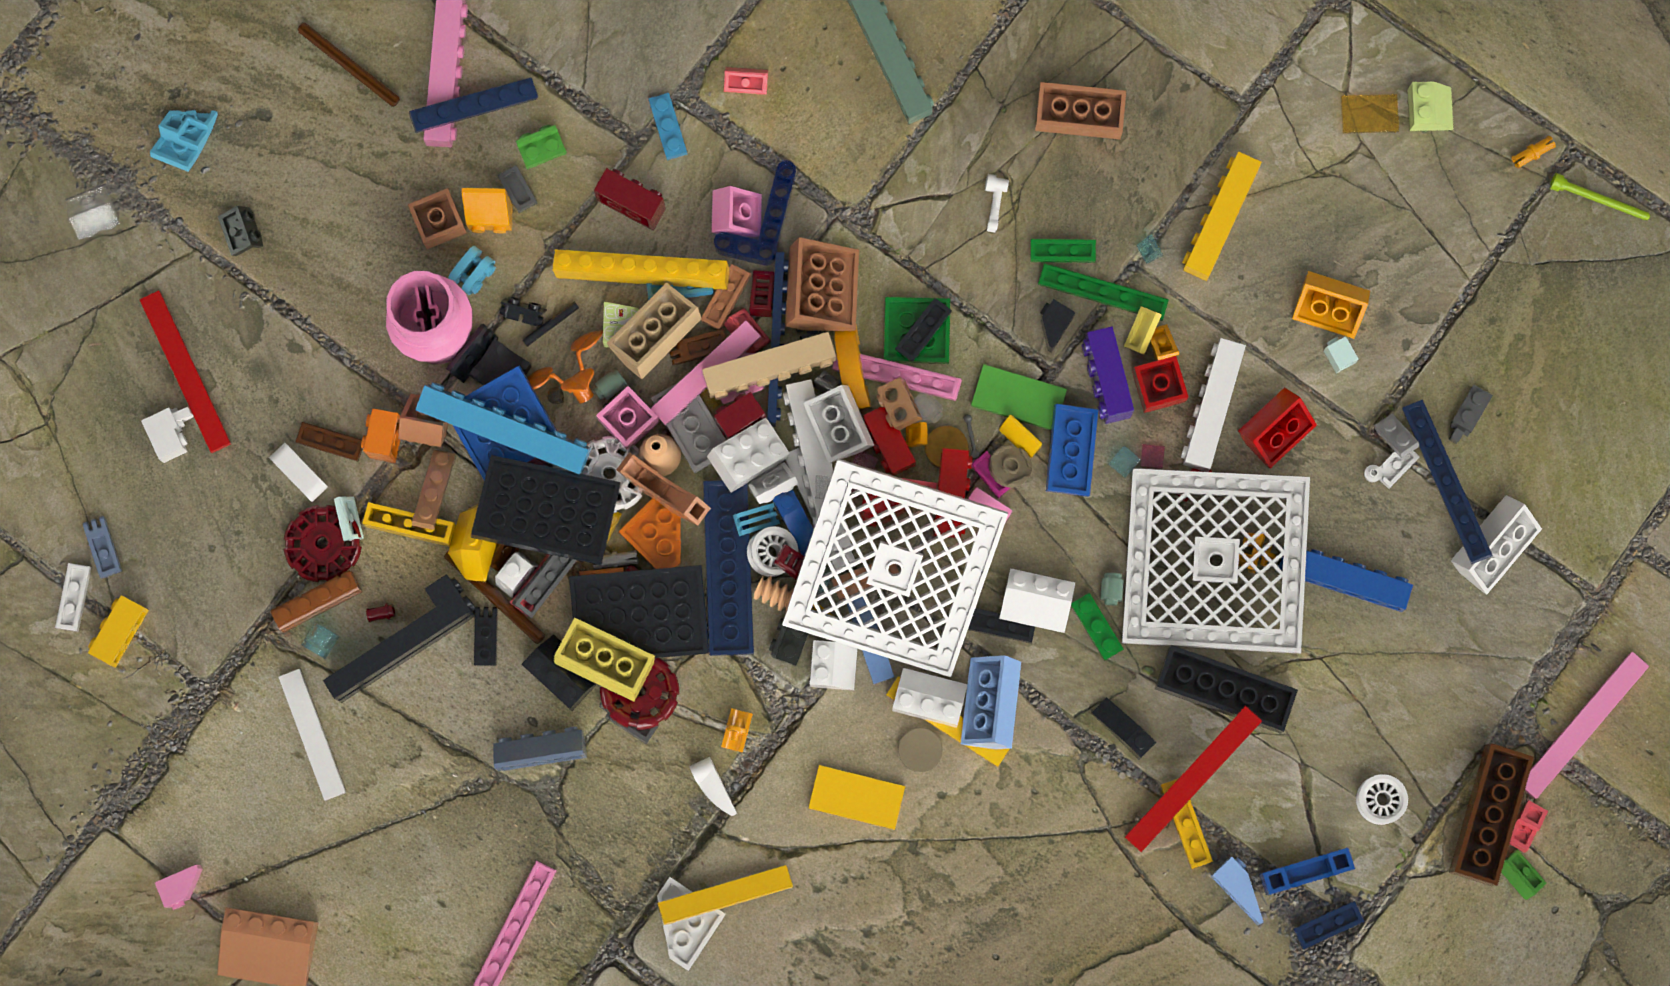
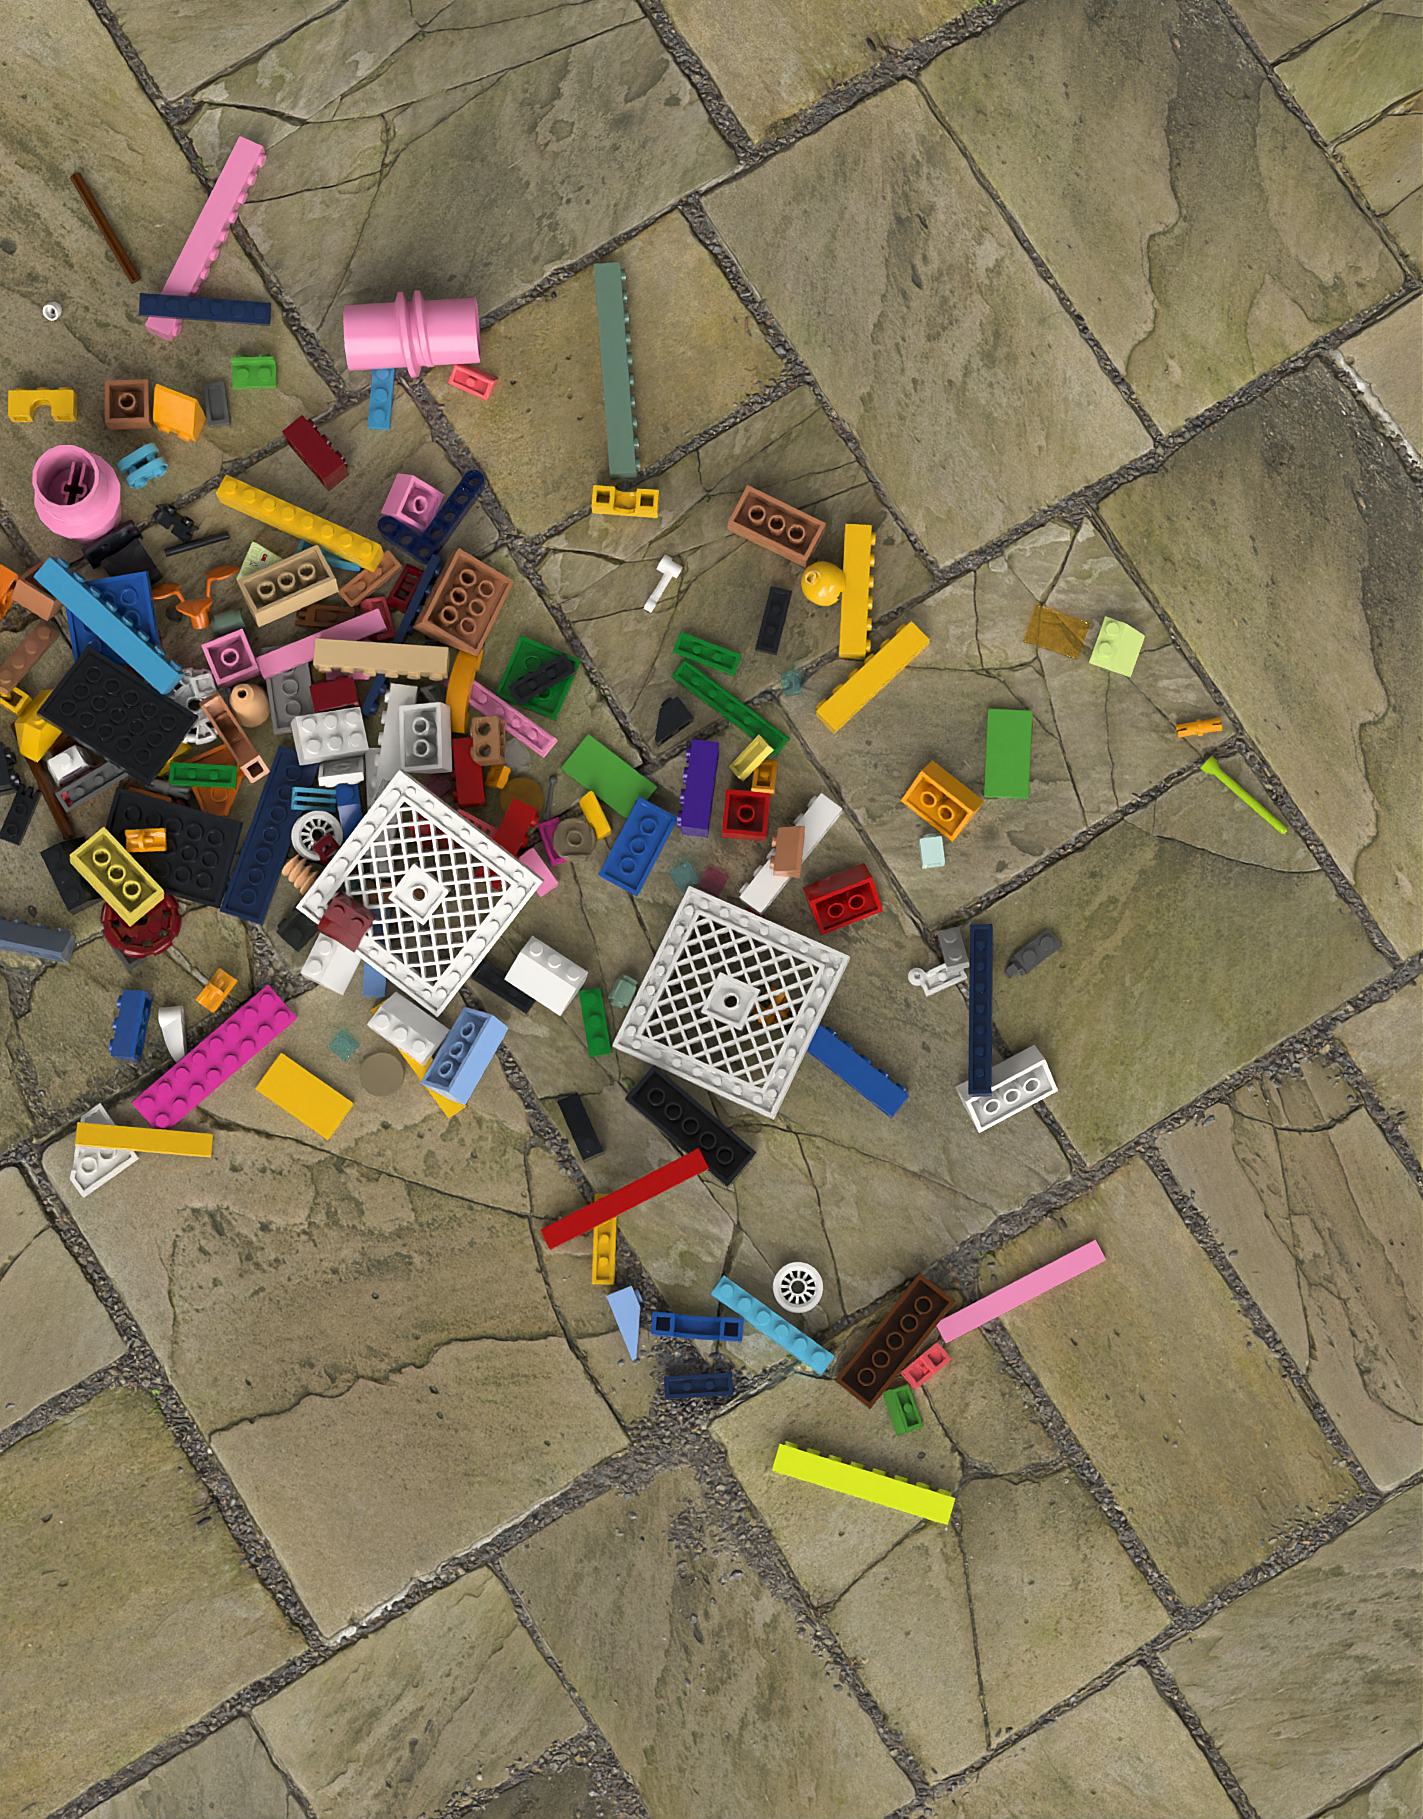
camera: 25 degrees right, 0 degrees up
(326, 156) = (48, 309): none -> white hinge
(337, 252) = (24, 402): none -> yellow arch
(611, 452) = (203, 685): none -> white tile
(618, 615) = (146, 840): none -> light orange hips
(645, 535) = (203, 775): none -> green plate
(669, 793) = (131, 1025): none -> blue slope
(677, 56) = (412, 333): none -> bright pink piece
(760, 795) = (214, 1059): none -> dark pink plate
(837, 620) = (347, 921): none -> dark red slope
(874, 737) = (343, 1046): none -> clear light blue plate
(922, 143) = (614, 502): none -> yellow arch
(1111, 197) = (773, 620): none -> black plate
(1144, 146) = (823, 583): none -> yellow cylinder
(1175, 144) = (855, 597): none -> yellow brick
(1216, 402) = (788, 852): none -> nougat slope
(1371, 240) = (1008, 753): none -> bright green tile
(1374, 843) = (772, 1325): none -> medium azure brick
(1515, 957) = (864, 1484): none -> neon yellow brick

